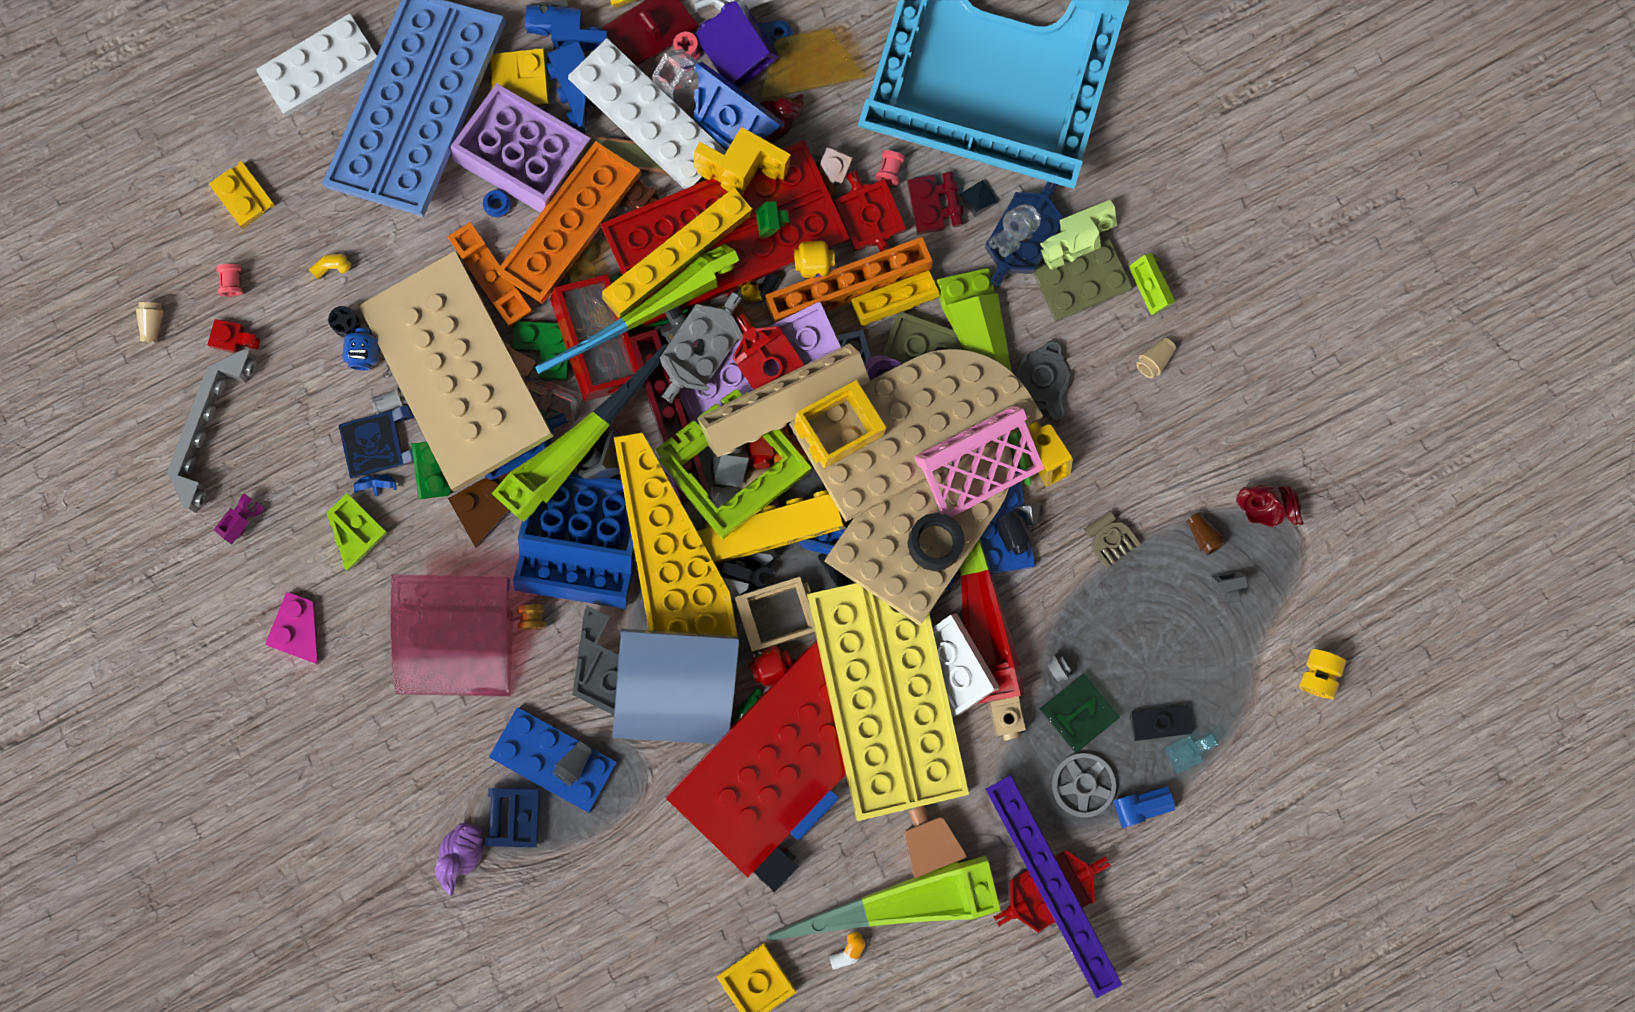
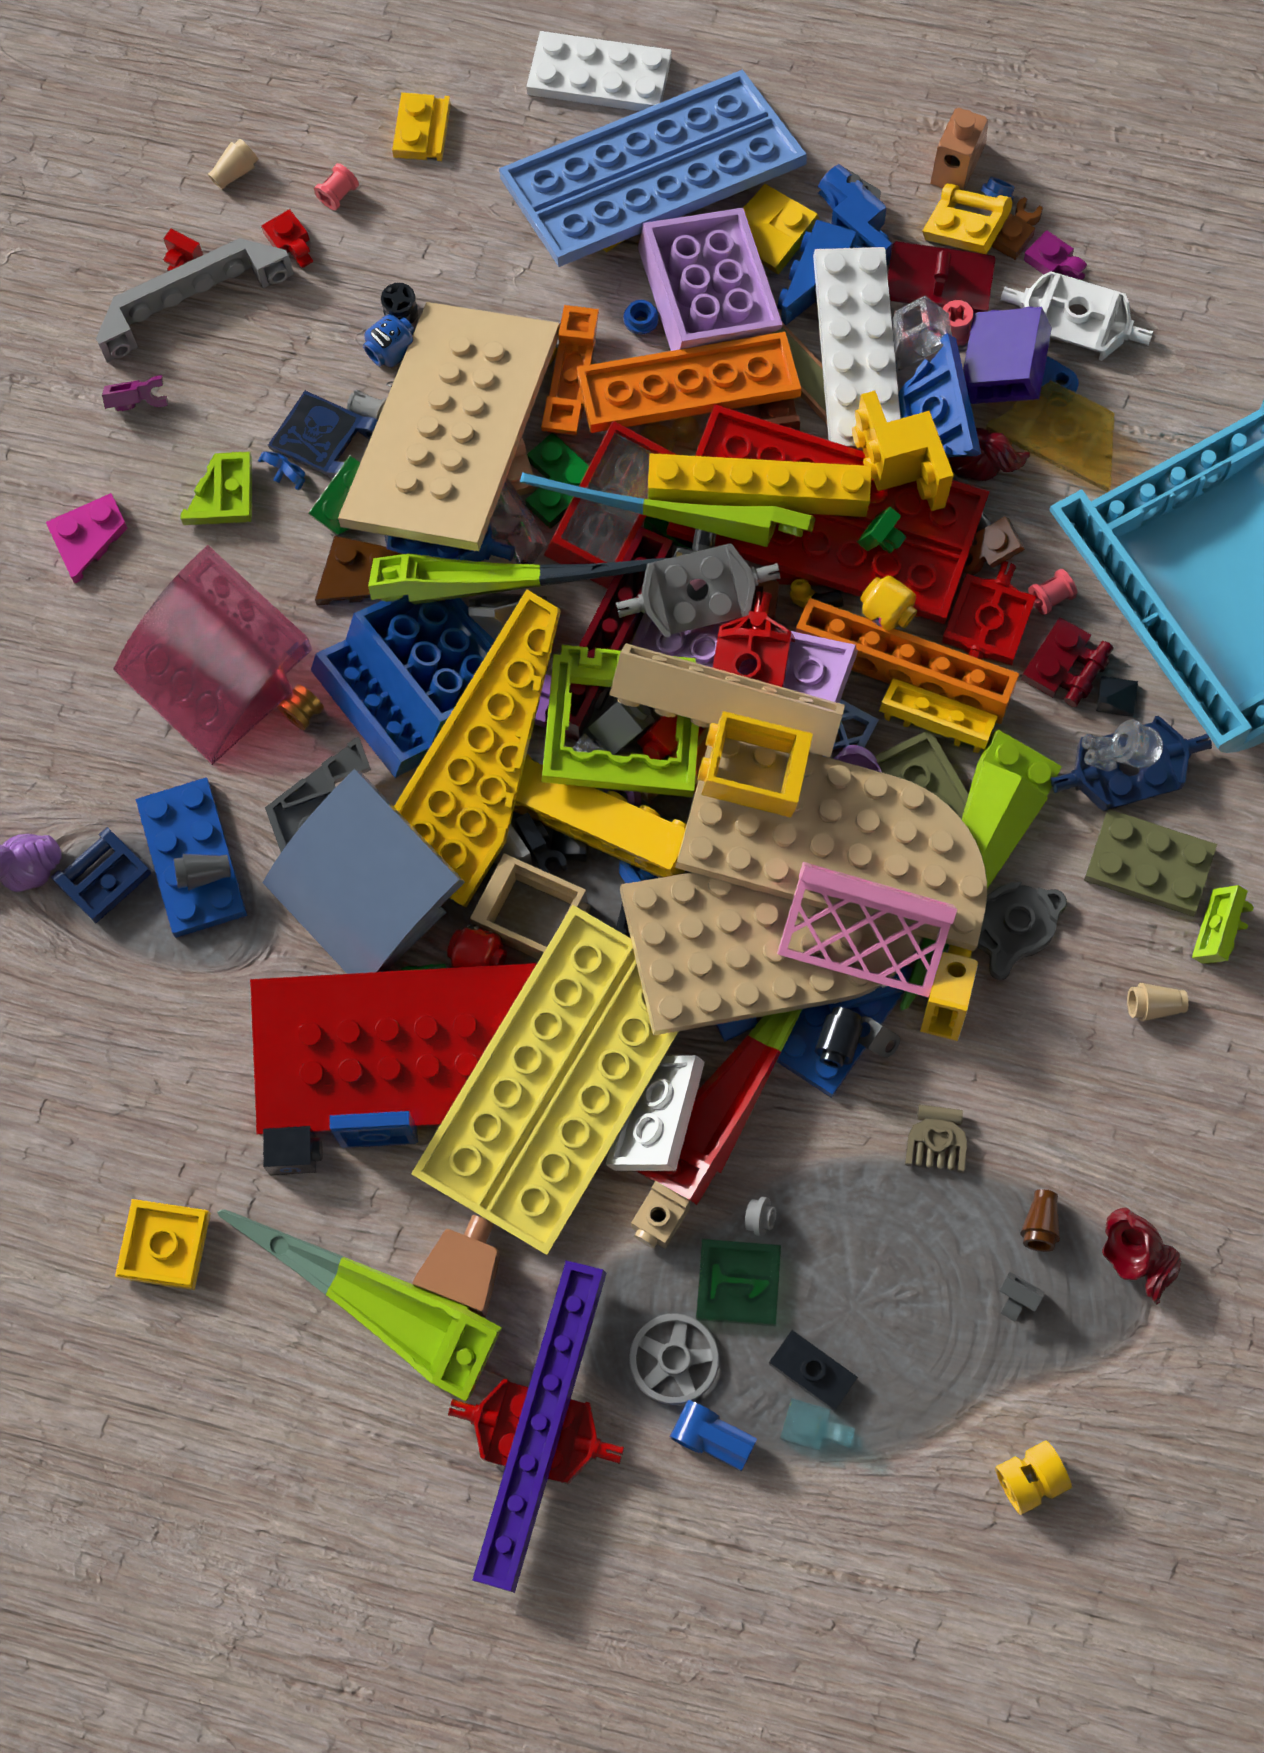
camera: 50 degrees right, 10 degrees down
(176, 405) = (180, 249): none -> red tile
(330, 261) = (437, 243): yellow arm -> none
(851, 953) = (283, 1302): arm -> none
(948, 524) = (759, 938): black tyre -> none
(1079, 234) = (1188, 810): yellowish green plate -> none

